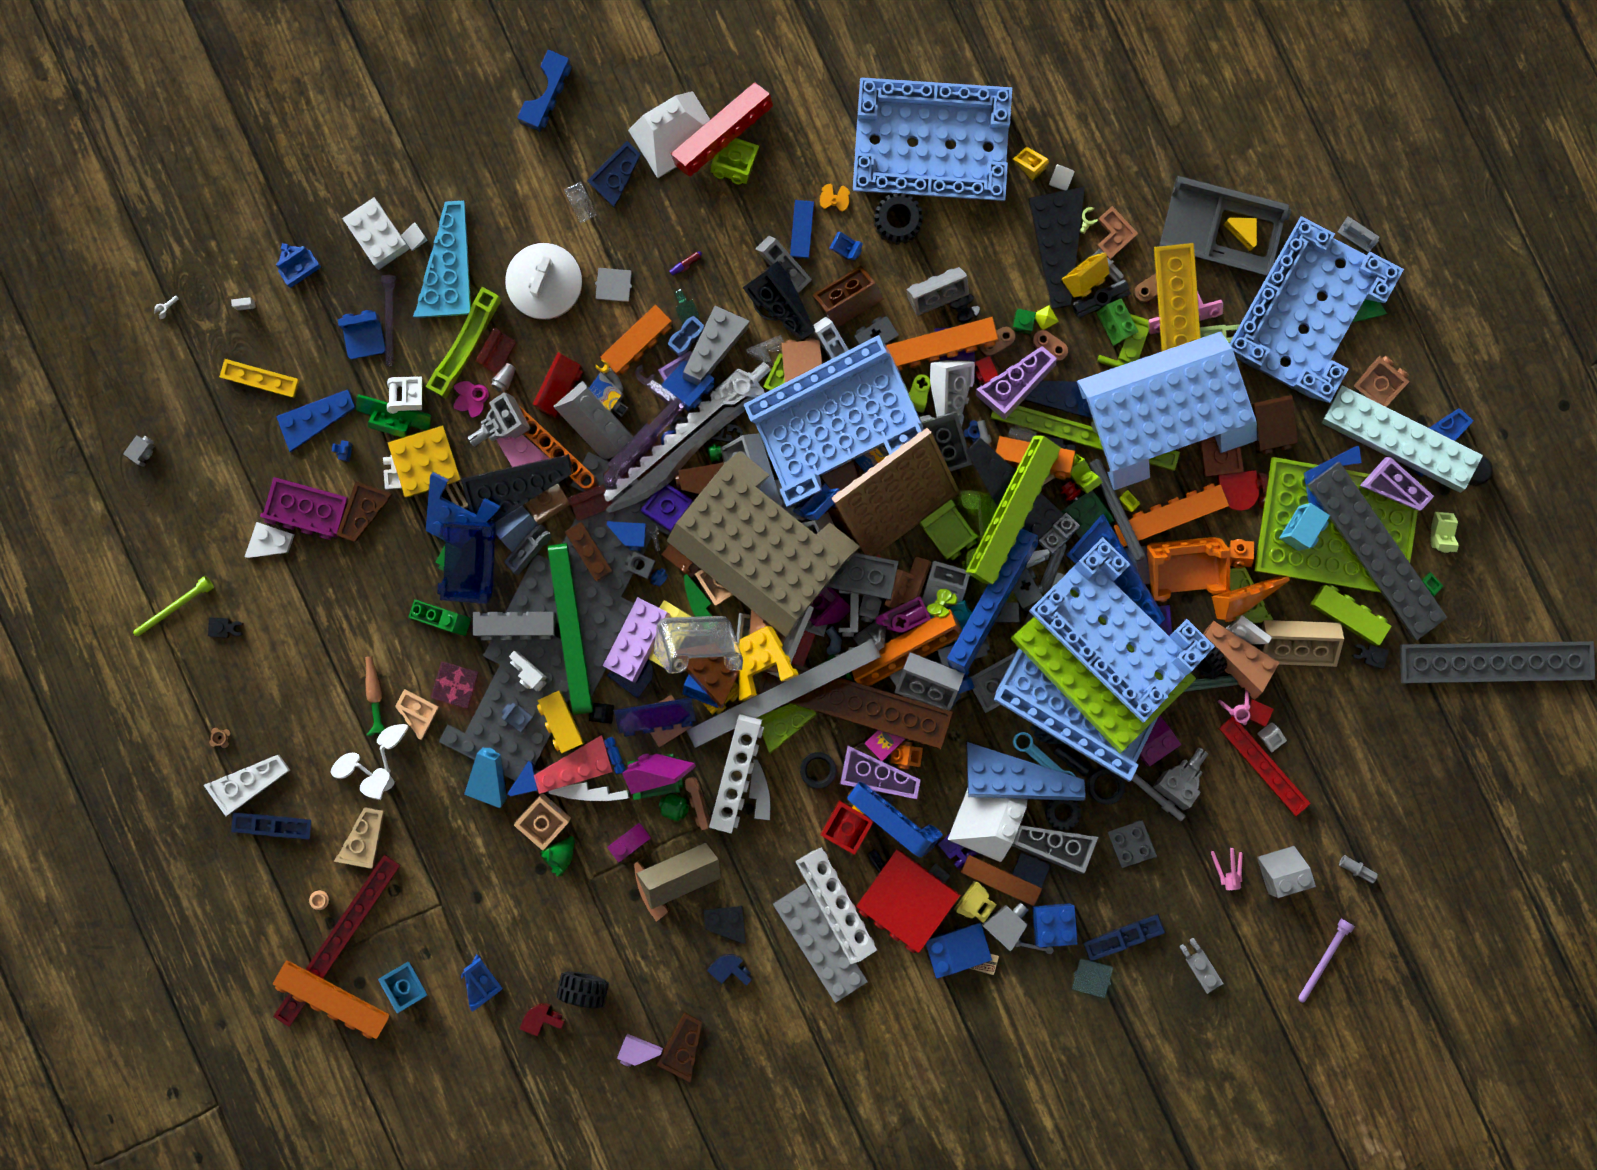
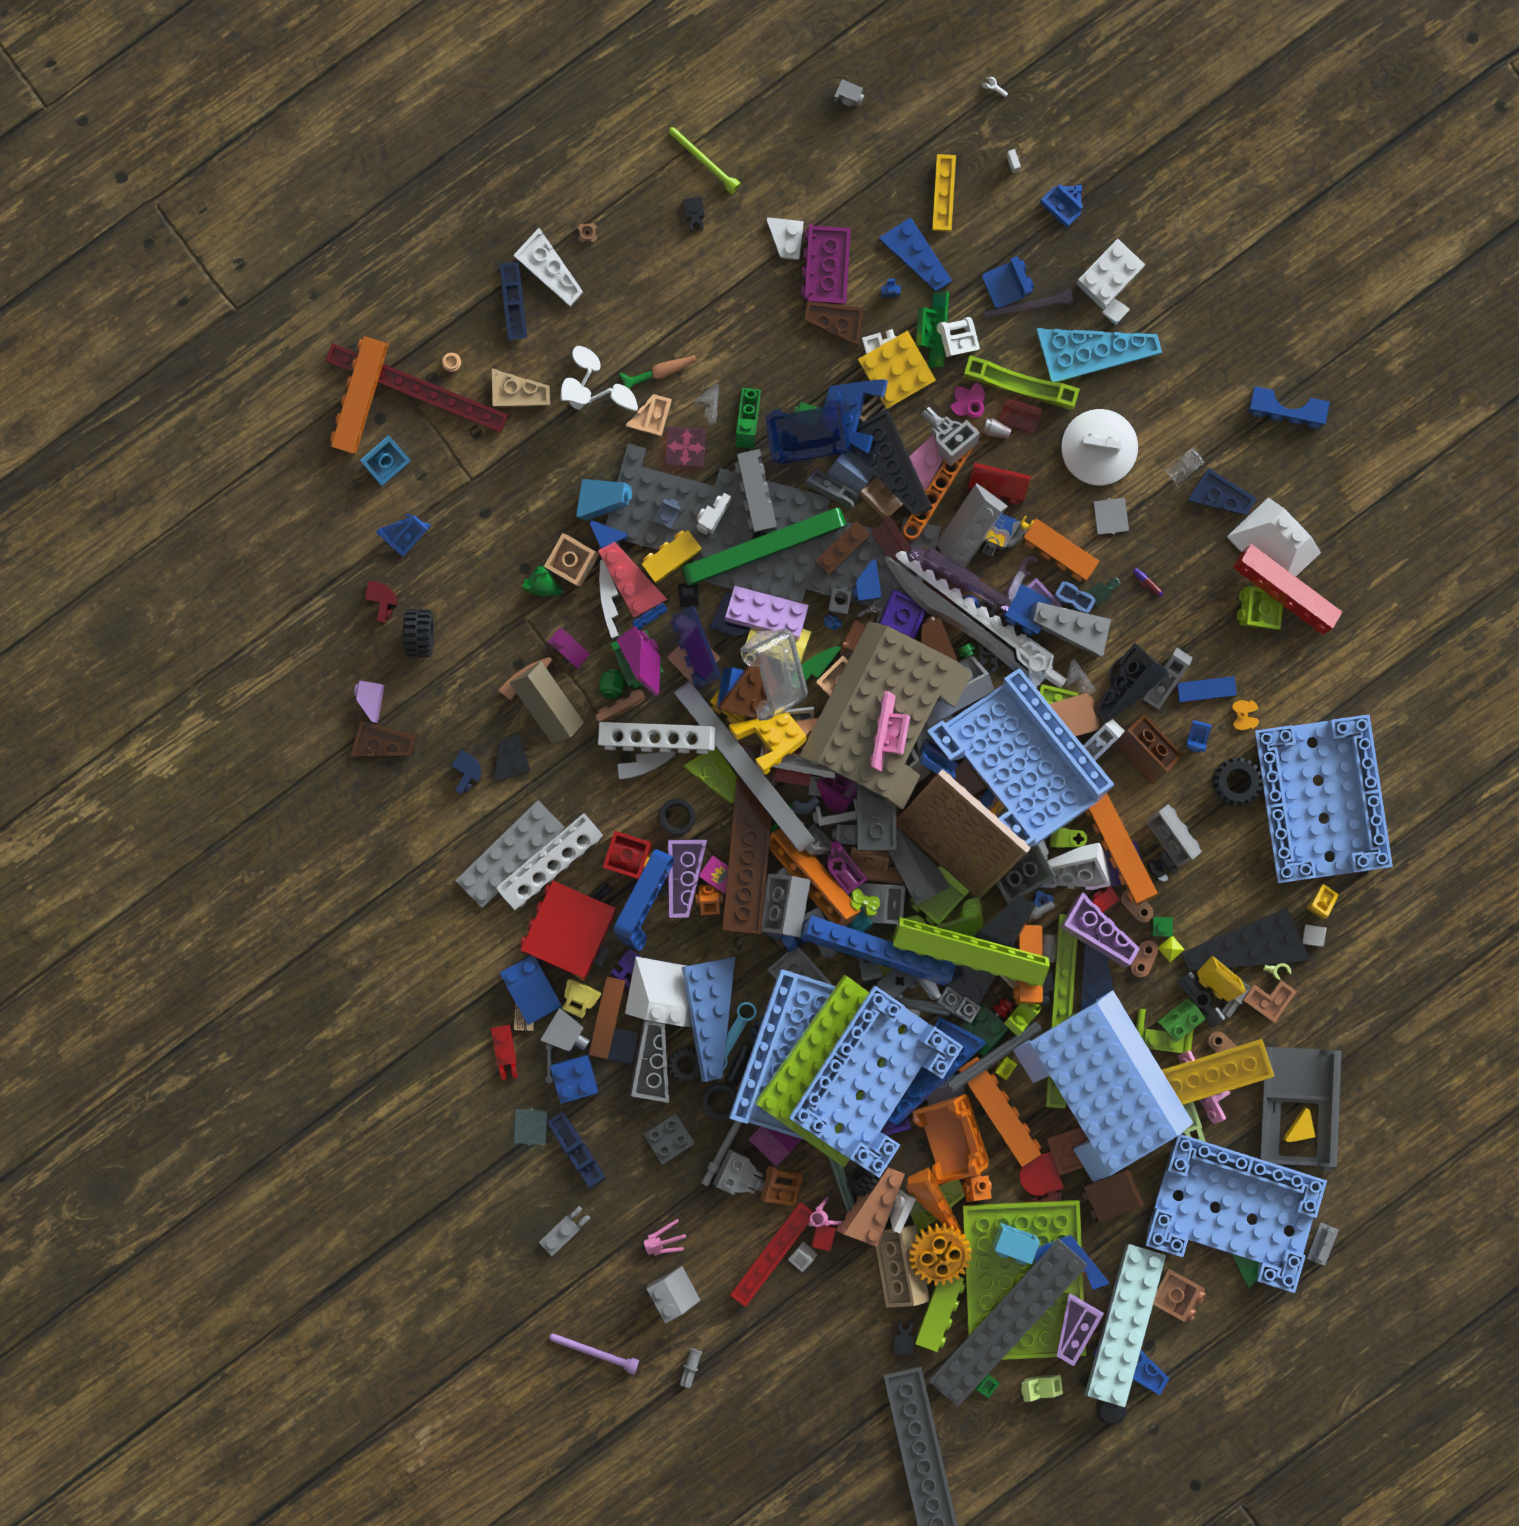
camera: 80 degrees right, 0 degrees up
(412, 650) = (710, 398): none -> clear slope
(783, 541) = (890, 733): none -> bright pink bracket
(880, 325) = (1127, 786): dark grey brick -> none
(921, 546) = (916, 870): none -> dark grey wedge
(1012, 988) = (504, 1050): none -> red hinge
(1206, 746) = (780, 1192): none -> dark orange plate
(1299, 603) = (953, 1263): none -> light orange gear

